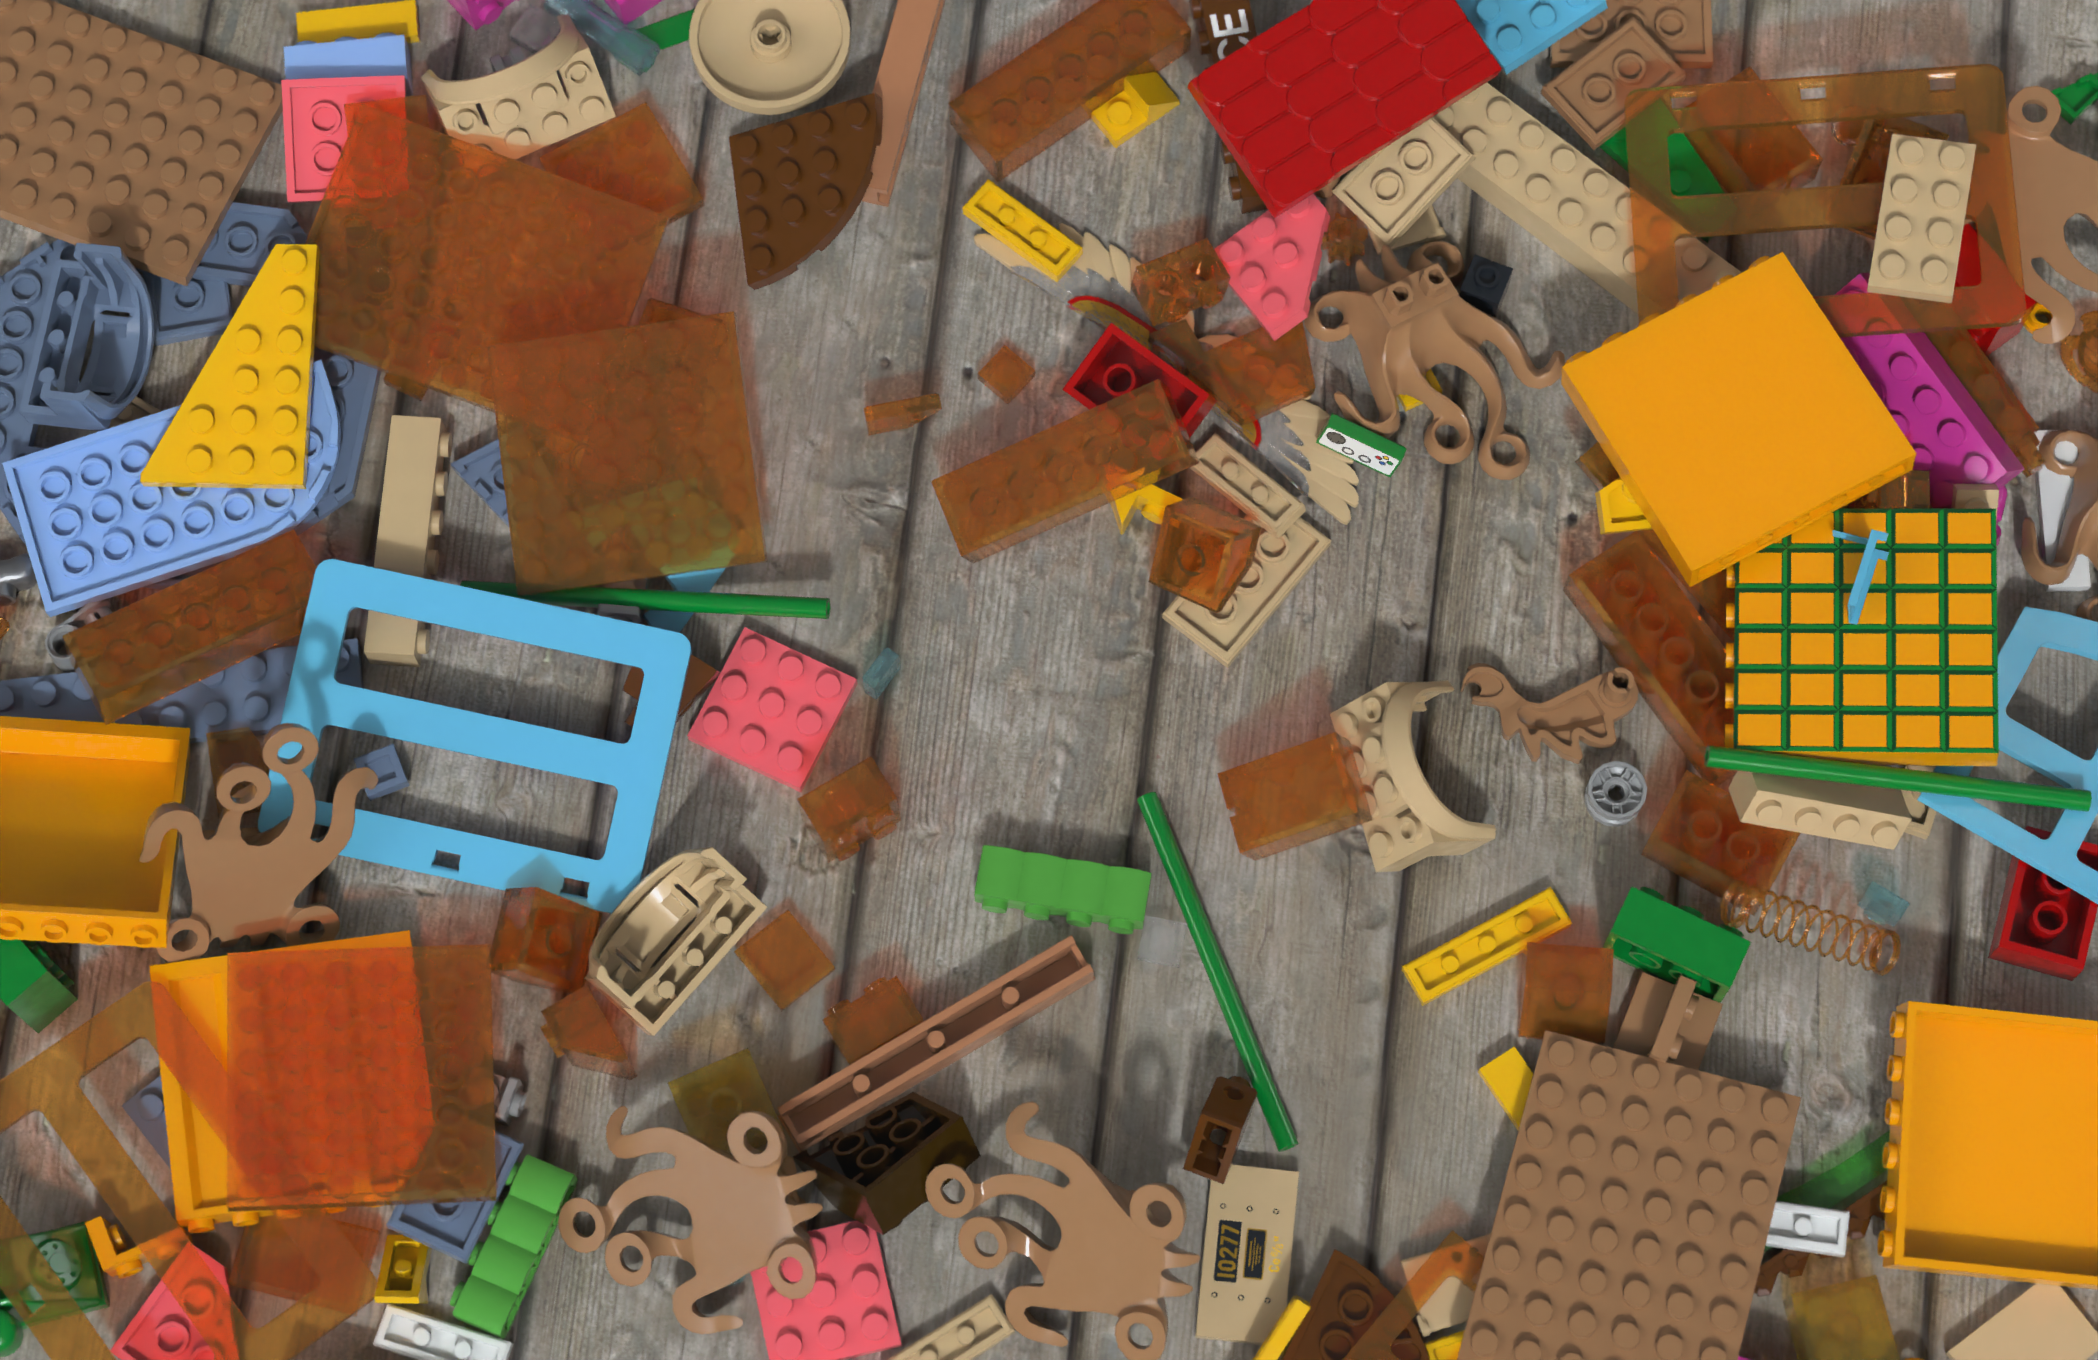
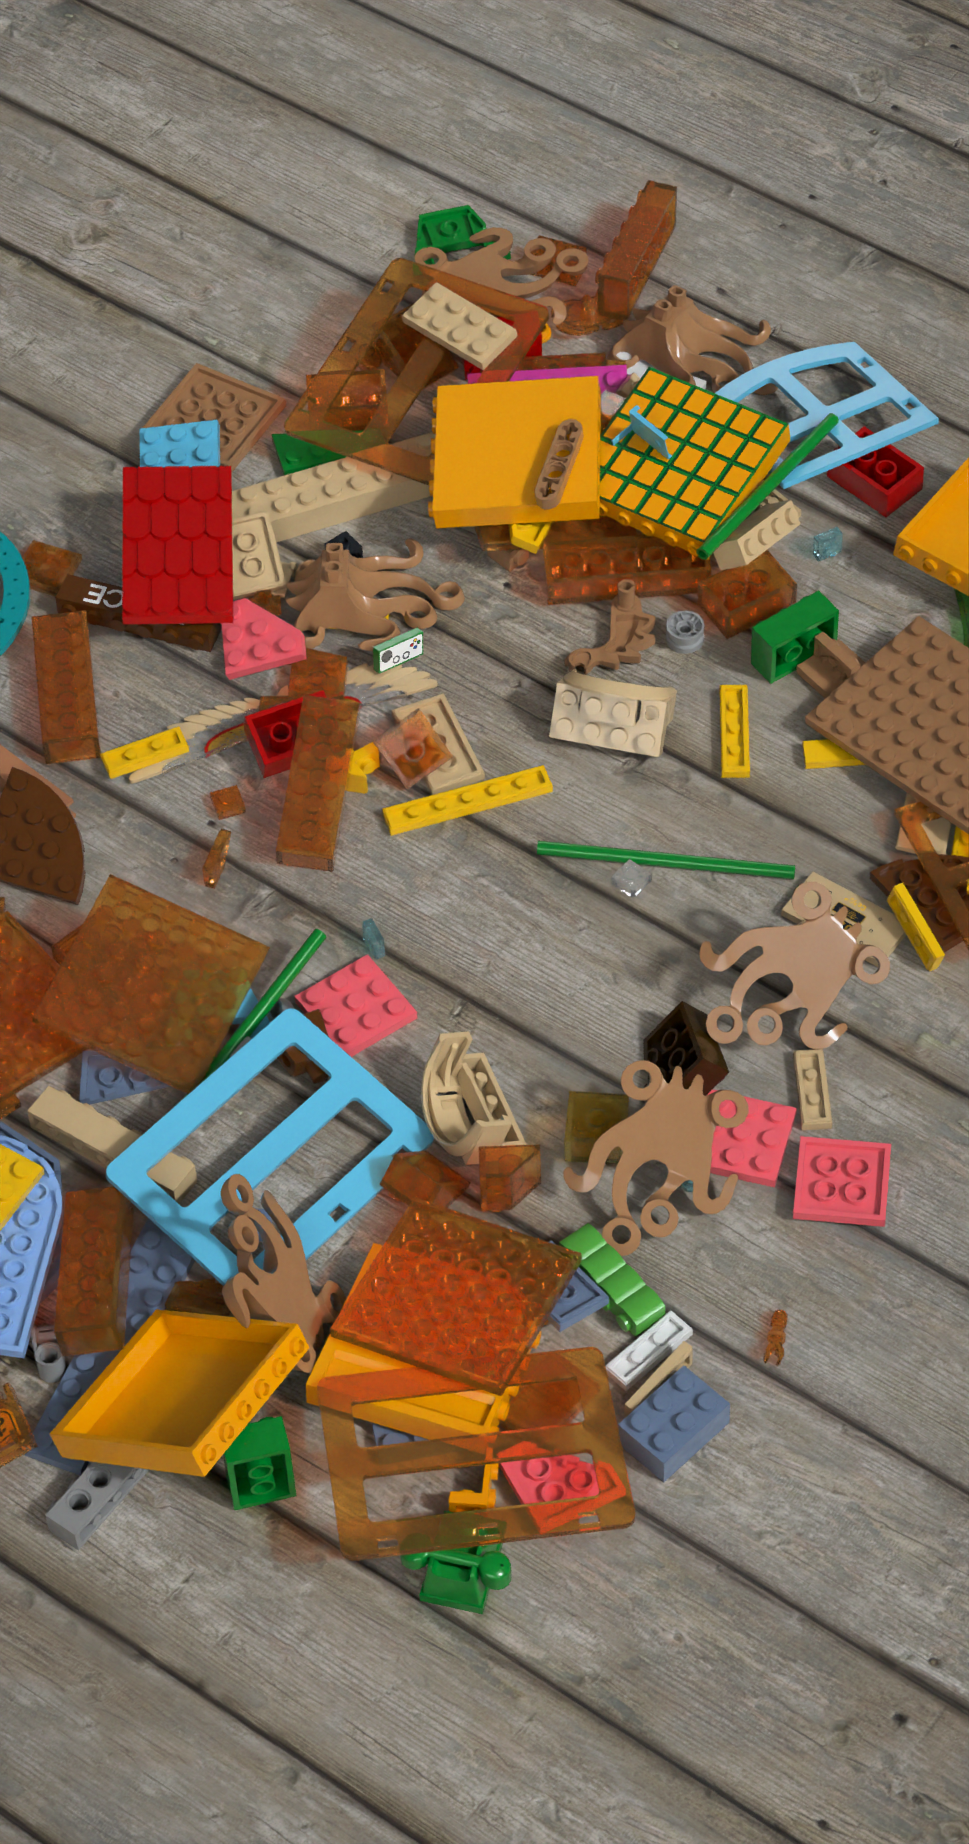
camera: 60 degrees left, 20 degrees down
(403, 1271) = (601, 1337): yellow slope -> none
(714, 625) = (281, 1005): none -> flat silver hinge
(784, 960) = (520, 1066): clear orange piece -> none
(850, 810) = (453, 983): clear orange brick -> none
(871, 1019) = (589, 1036): clear orange brick -> none
(935, 1044) = (622, 999): nougat tile -> none
(1062, 887) = (568, 907): bright green brick -> none
(1135, 108) = (107, 671): yellow slope -> none
(1175, 275) = (236, 689): clear orange brick -> none
(1176, 666) = (467, 800): none -> yellow tile
(1225, 1109) = (766, 887): reddish brown torso -> none
(1247, 486) = (388, 713): tan tile -> none
(1295, 796) = (591, 766): clear orange piece -> none
(1565, 991) = (784, 702): clear orange slope -> none
(1595, 86) = (265, 445): medium nougat tile -> none
(1726, 494) = (561, 464): none -> medium nougat beam
(1747, 907) = (804, 580): clear orange piece -> none

